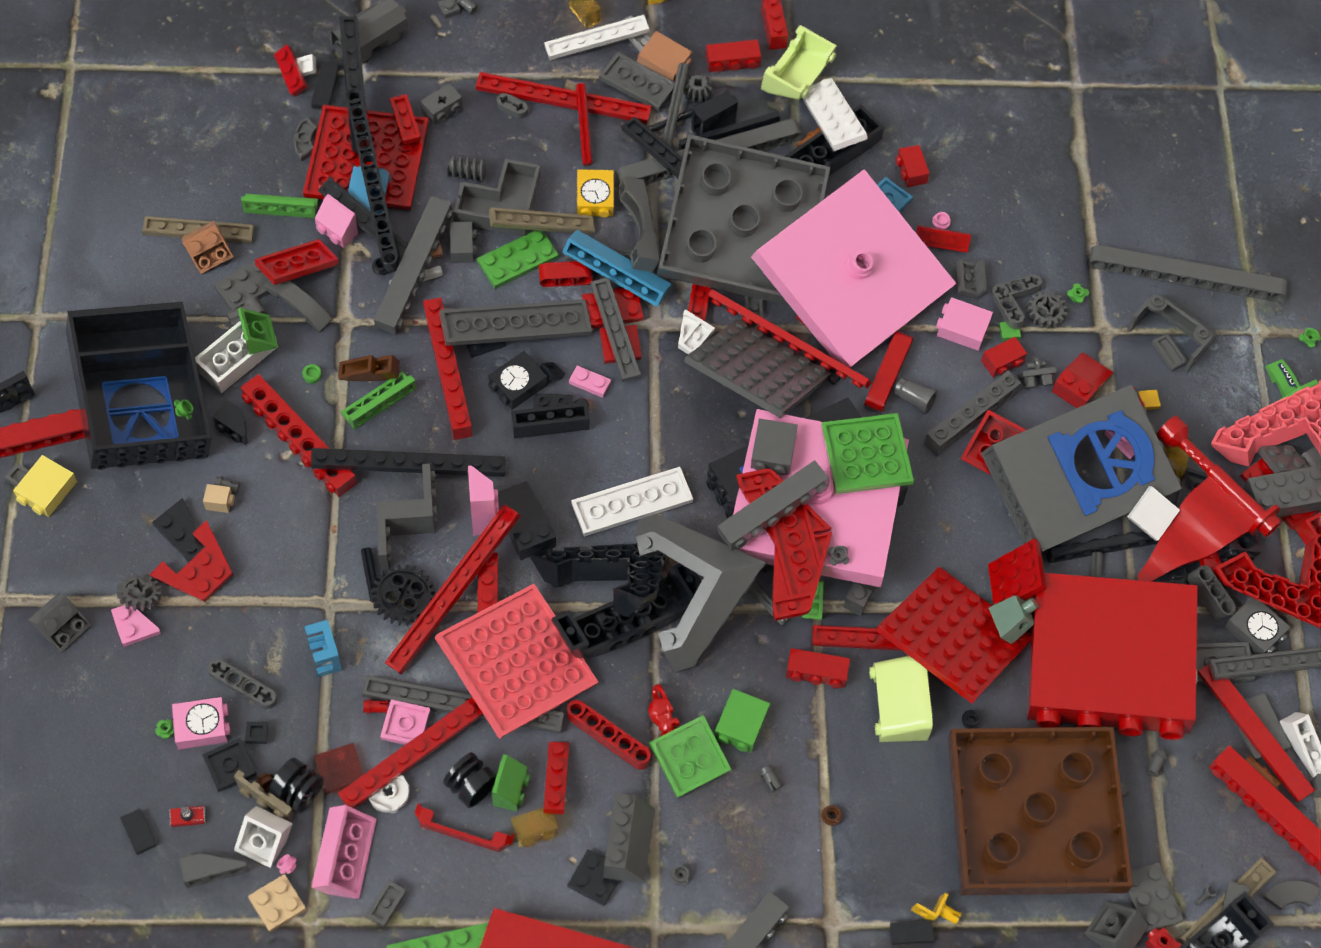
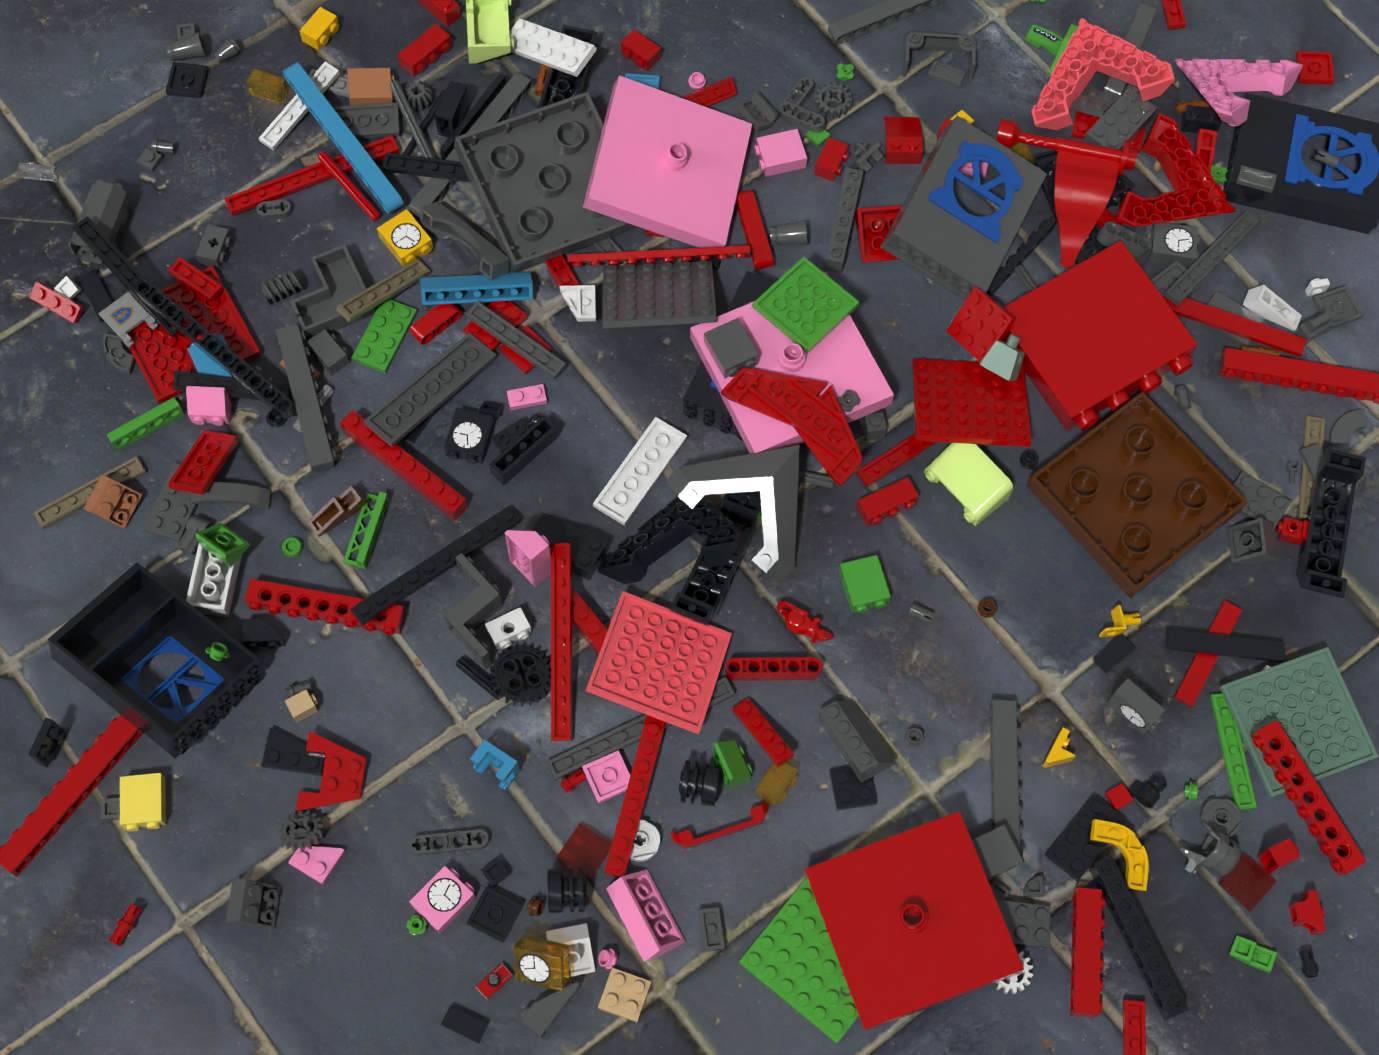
camera: 35 degrees left, 5 degrees up
(230, 826) = (542, 962): none -> clear yellow brick
(254, 790) = (538, 919): dark tan wing -> none
(329, 113) = (125, 315): none -> light grey flag
(415, 544) = (514, 619): none -> white brick
(608, 83) = (343, 138): none -> dark azure beam
(690, 756) = (849, 640): bright green plate -> none
(773, 505) = (772, 396): dark grey brick -> none
(1153, 513) = (1041, 207): white tile -> none

